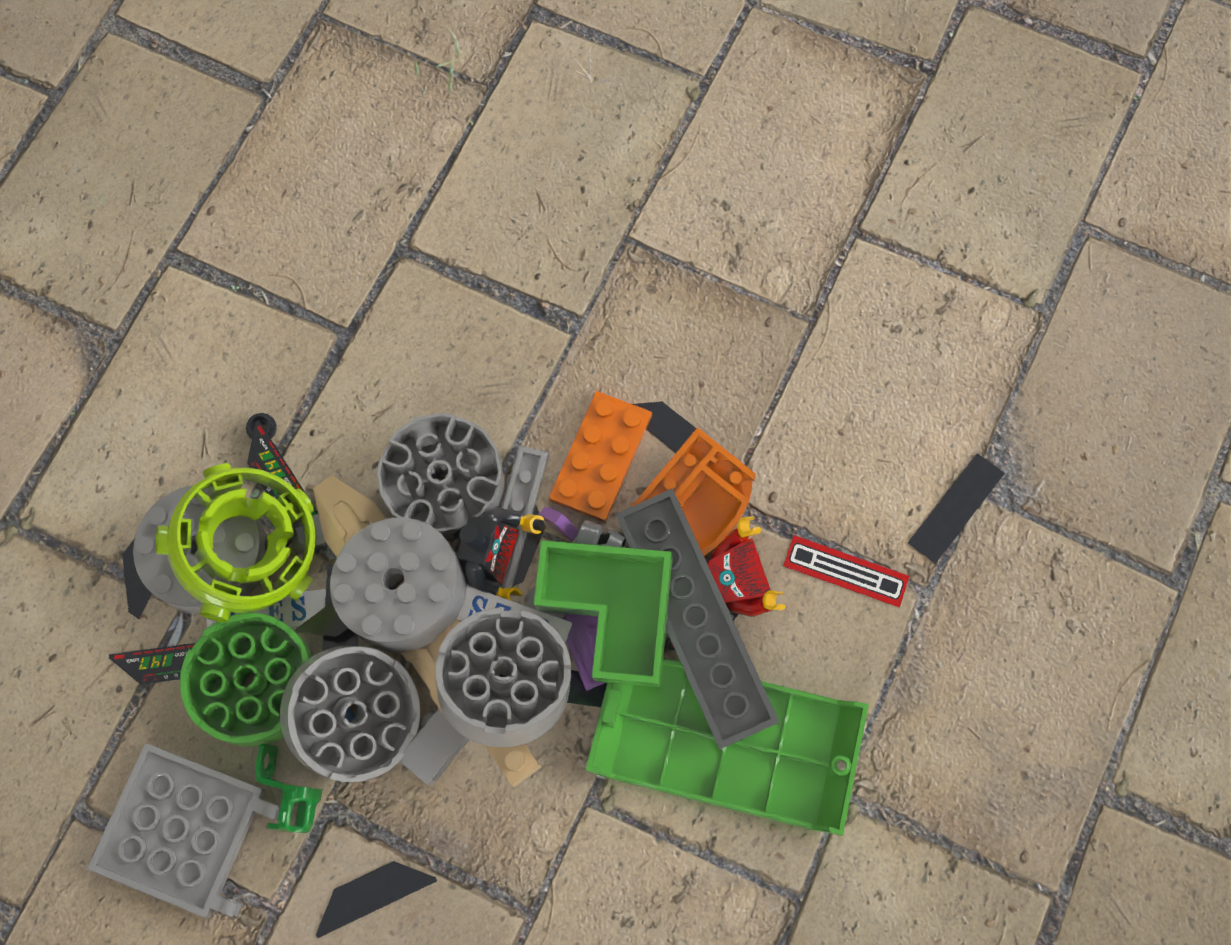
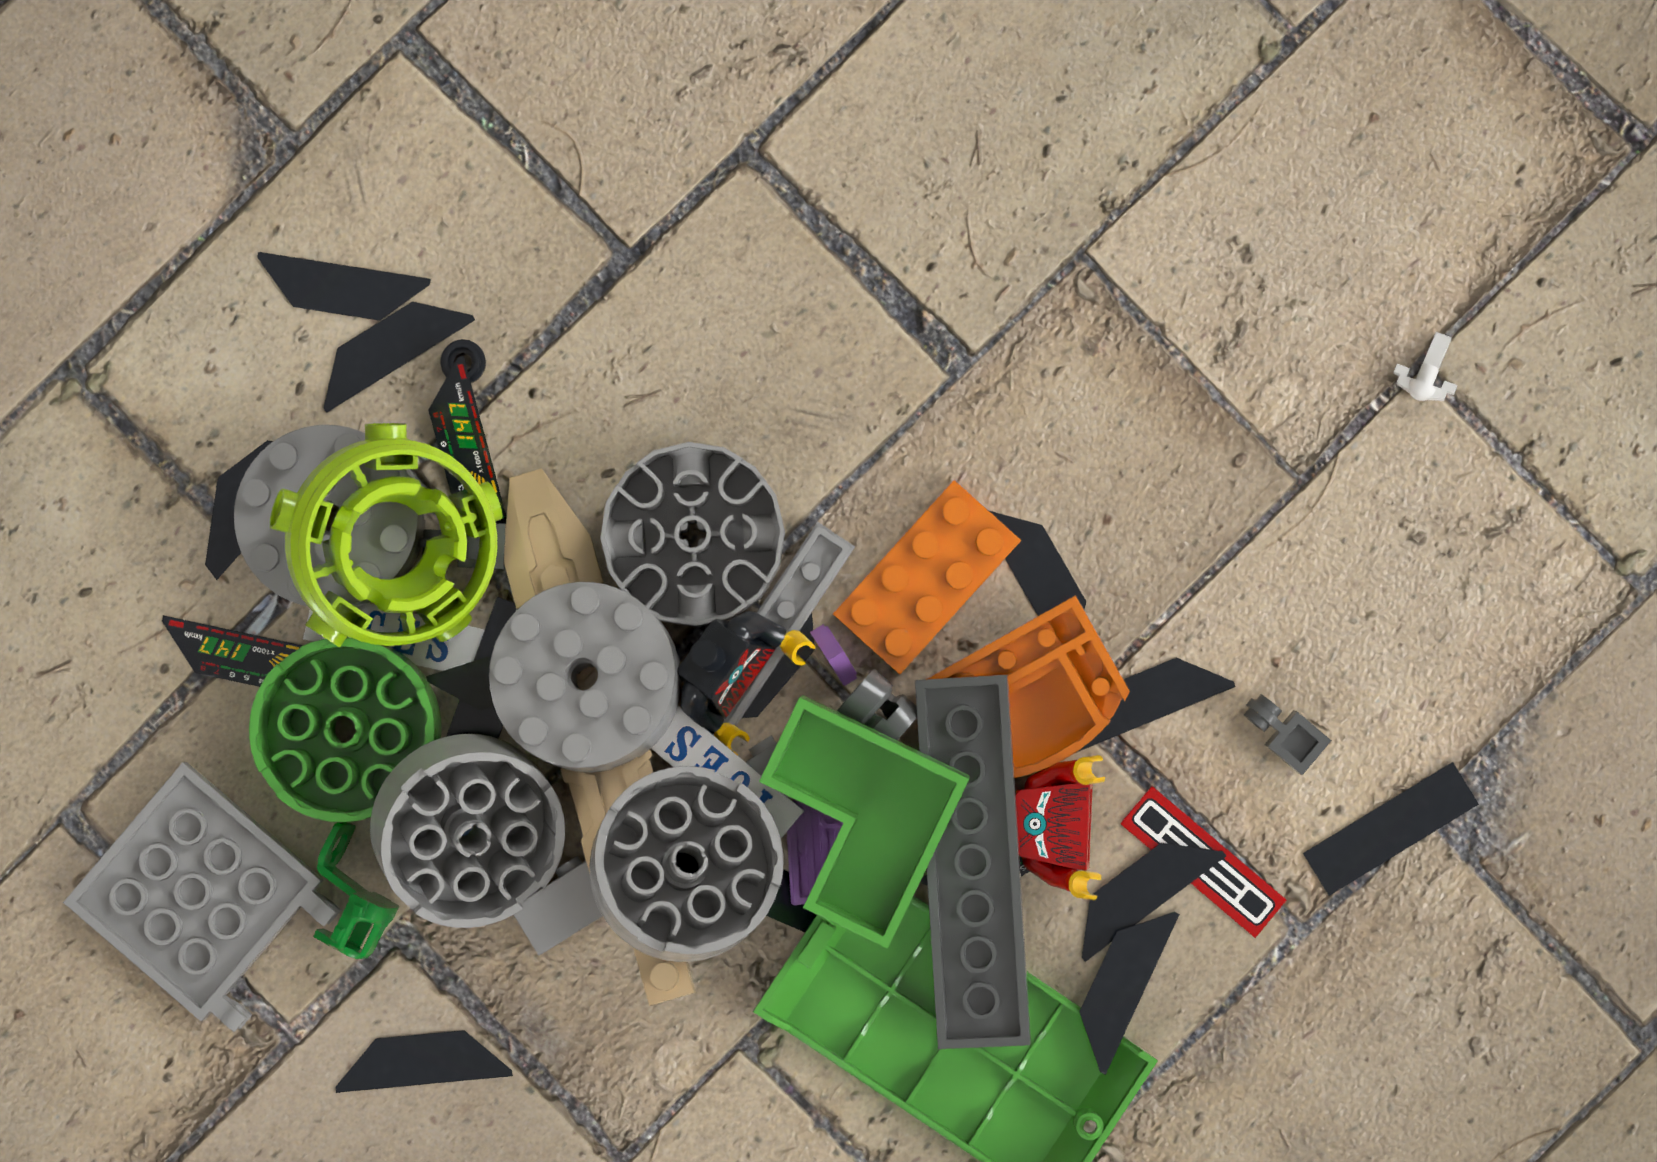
camera: 10 degrees right, 15 degrees up
(170, 412) = (341, 287): none -> black sticker
(211, 437) = (388, 347): none -> black sticker
(775, 476) = (1160, 693): none -> black sticker
(813, 603) = (1142, 890): none -> black sticker
(824, 666) = (1122, 983): none -> black sticker
(862, 240) = (1422, 386): none -> white piece
(872, 472) = (1294, 740): none -> dark grey plate

